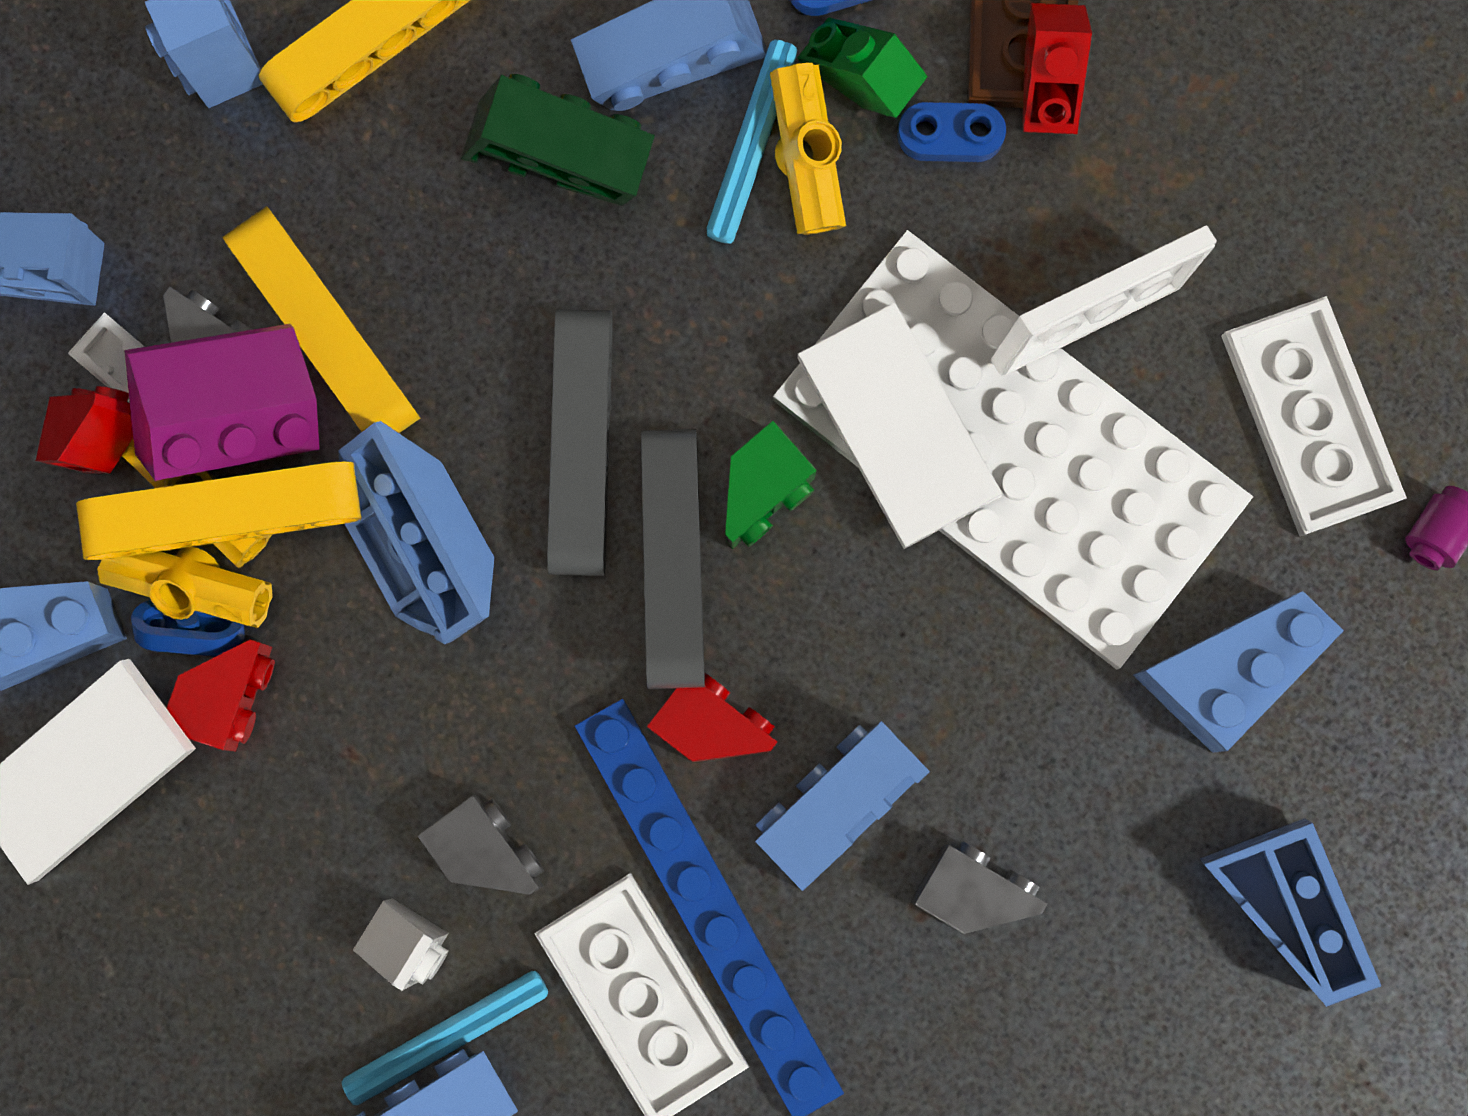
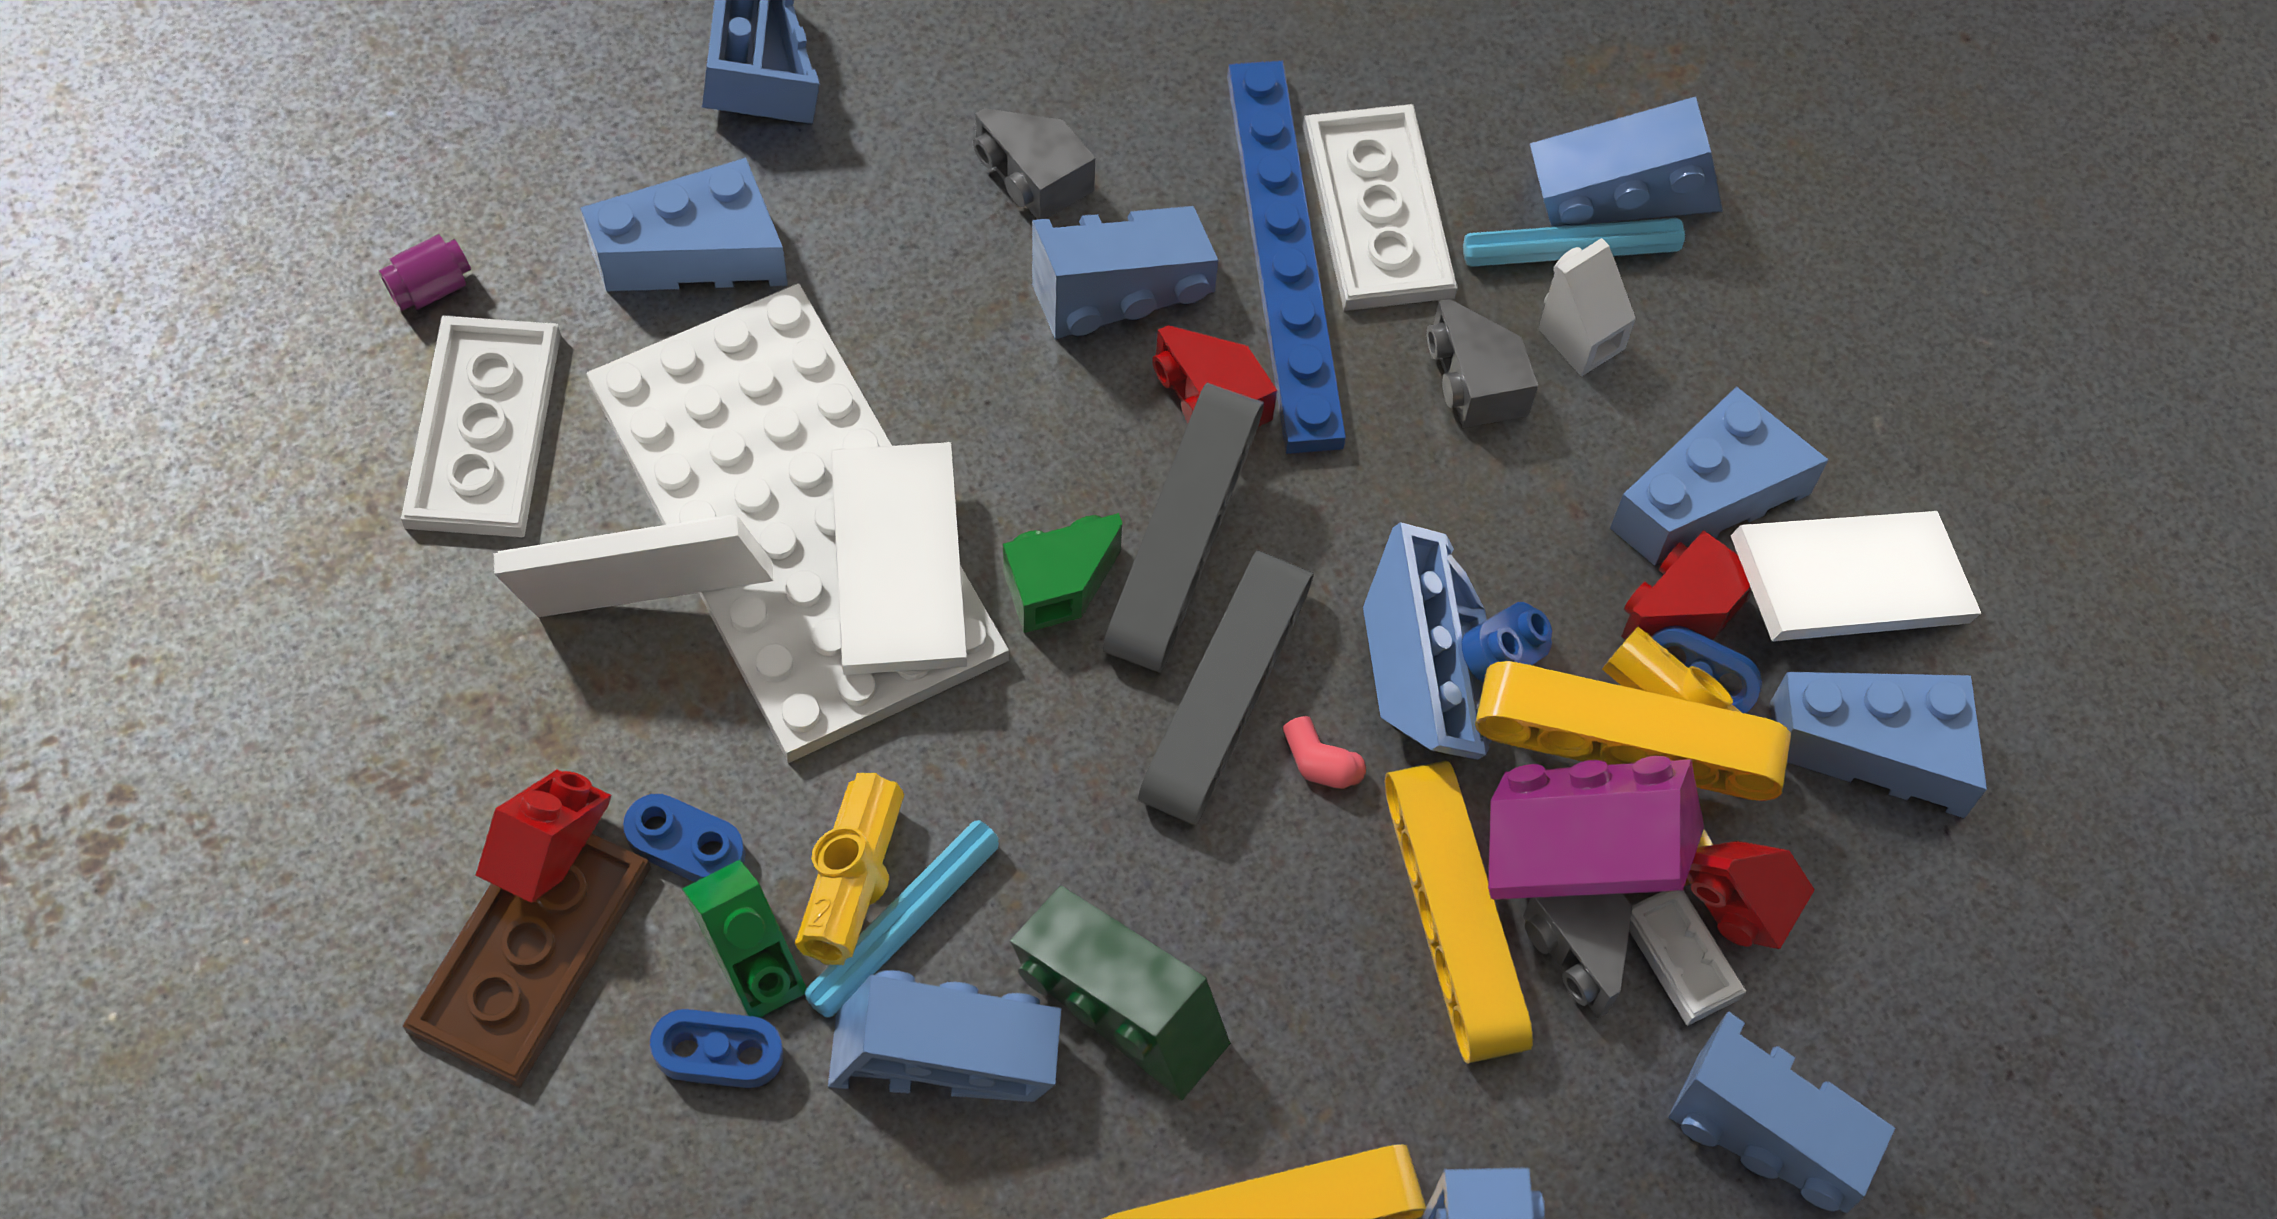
camera: 160 degrees left, 20 degrees down
(232, 821) = (1716, 477): none -> medium blue wedge
(359, 578) = (1512, 635): none -> blue plate
(482, 410) = (1319, 761): none -> coral arm

